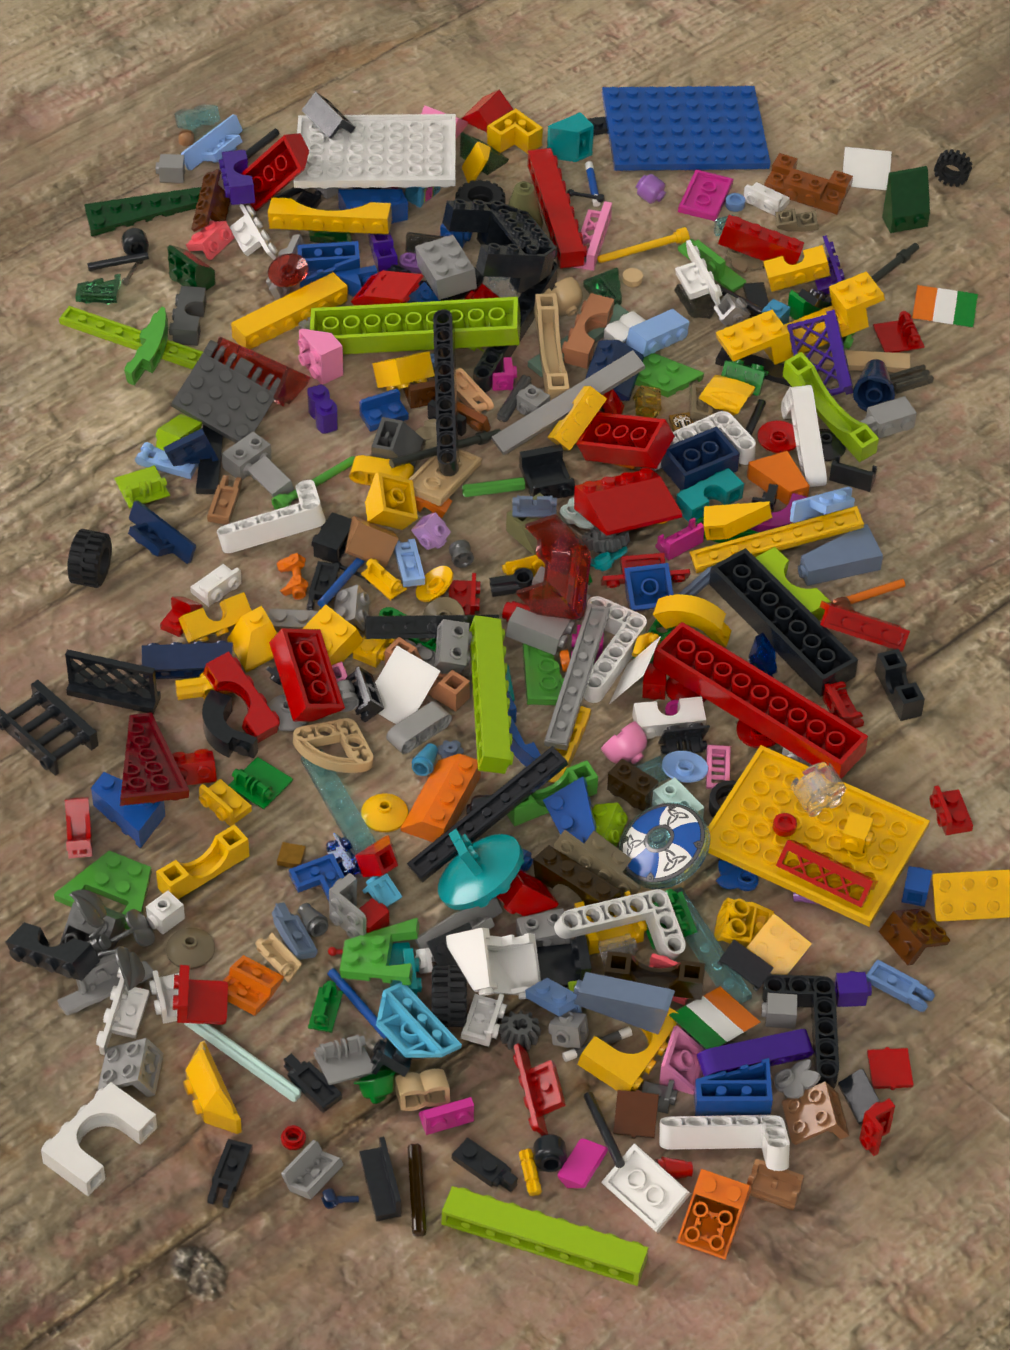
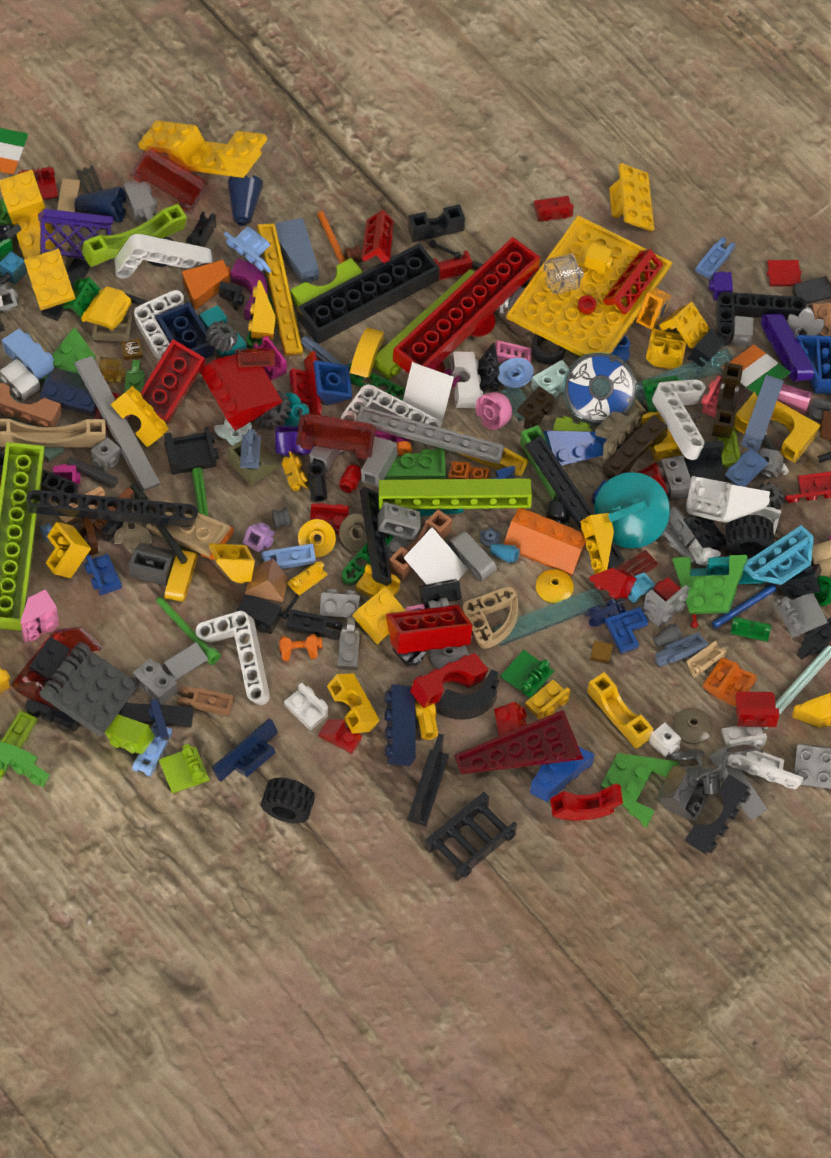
camera: 90 degrees left, 10 degrees up
(252, 639) = (376, 674): yellow slope -> none
(269, 362) = (49, 659): none -> black bracket
(322, 409) = (101, 619): dark purple brick -> none
(340, 582) = (313, 608): blue bar -> none
(410, 894) = (646, 569): none -> clear red tile
(431, 833) = (598, 537): none -> yellow slope
(536, 725) = (463, 470): none -> orange slope
(643, 642) = (386, 385): yellow arm -> none
(668, 511) = (255, 357): none -> clear red slope
(690, 477) = (221, 336): none -> dark grey gear
(763, 655) = (409, 311): clear blue wing -> none
(777, 436) = (157, 273): red dish -> none
(800, 906) = (656, 304): none -> light orange torso
(875, 692) = (433, 244): none -> black hinge
(904, 504) = (244, 197): none -> dark blue cone
(912, 932) = (671, 242): reddish brown bracket -> none
(916, 886) = (628, 231): blue brick -> none
(926, 433) = (170, 178): none -> clear red windscreen
(965, 456) = (187, 147): none -> yellow bracket

